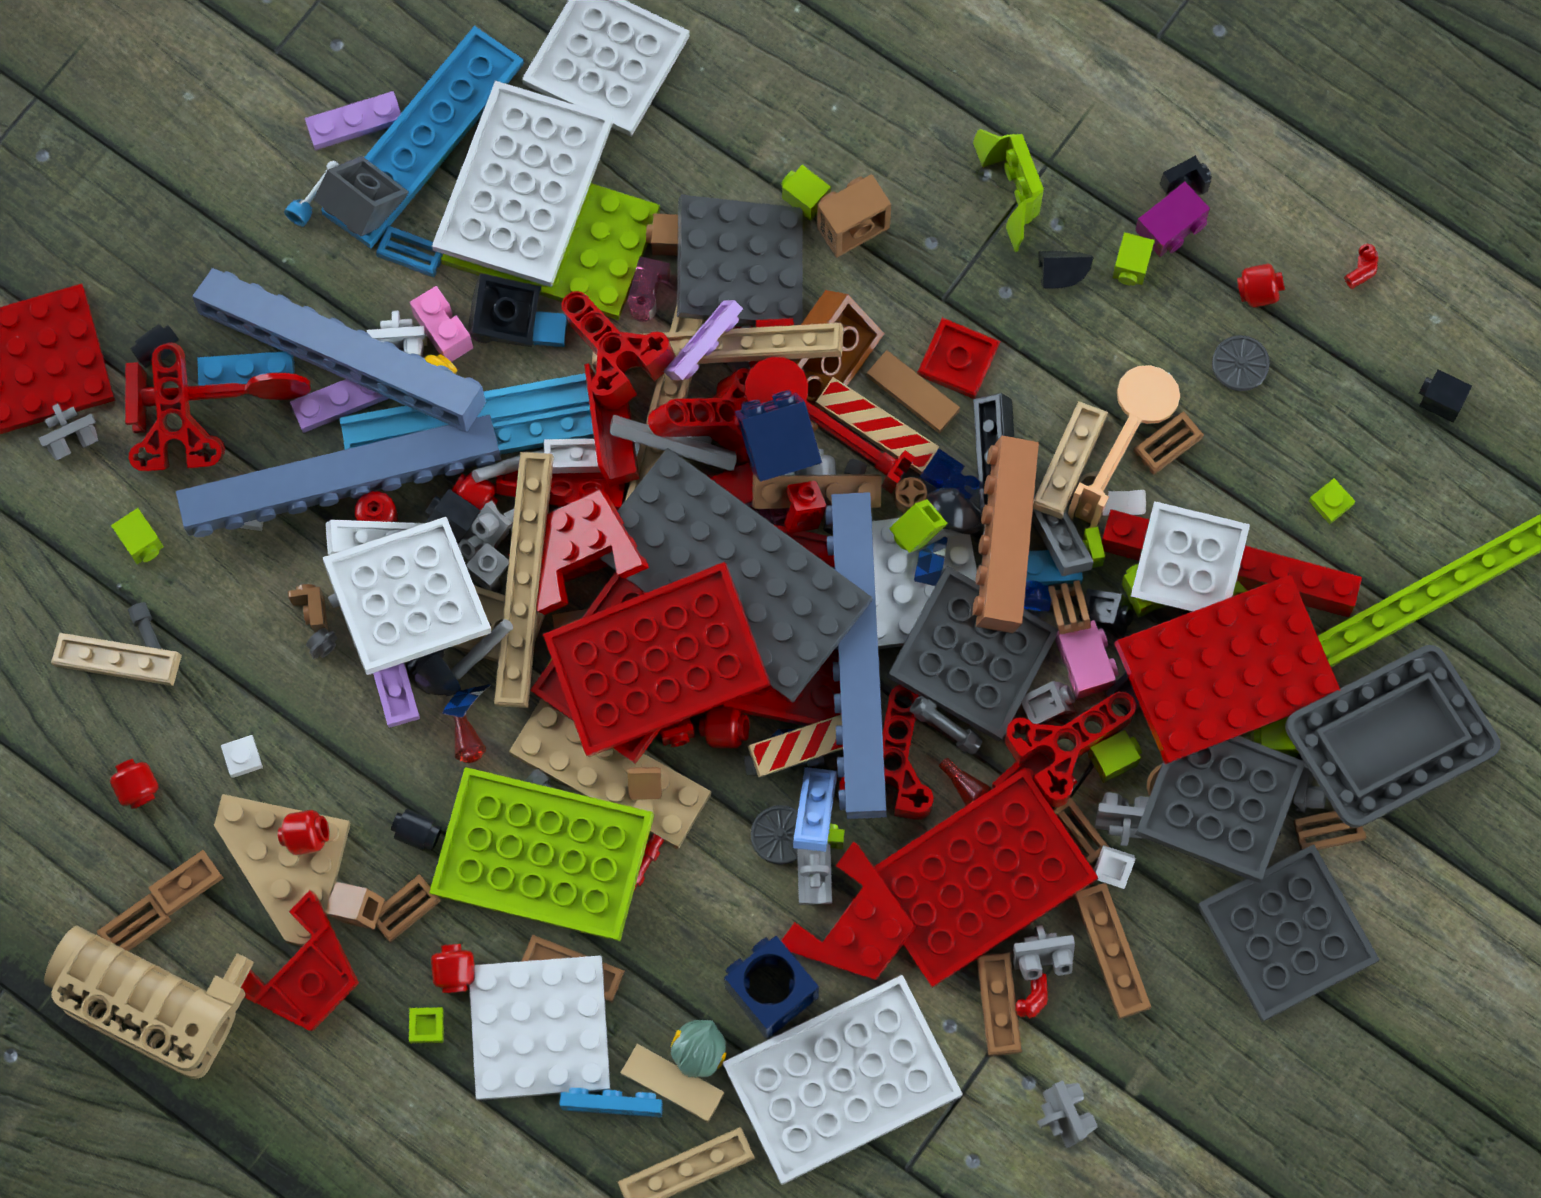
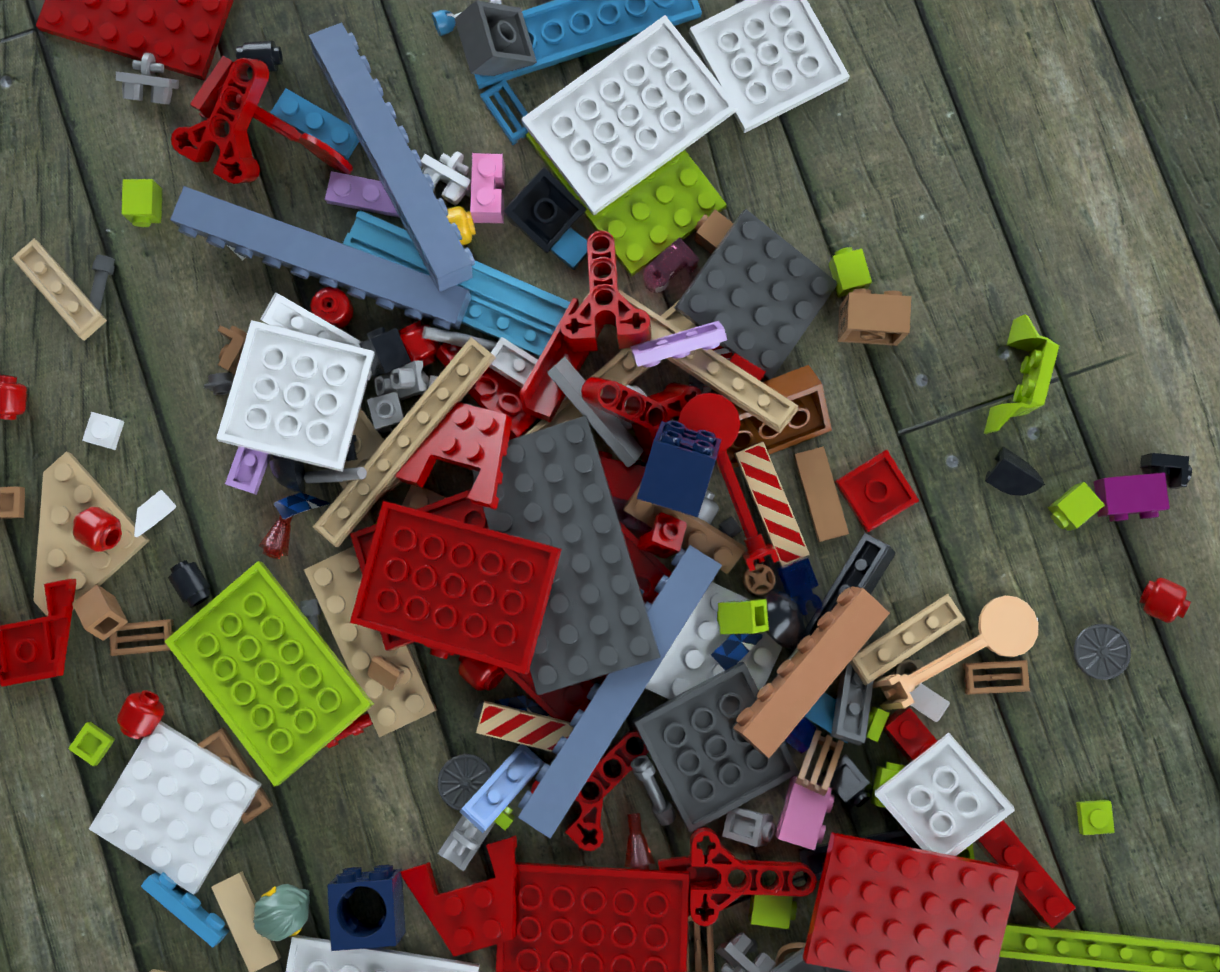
camera: 35 degrees right, 10 degrees up
(337, 795) = (152, 512): none -> white sticker

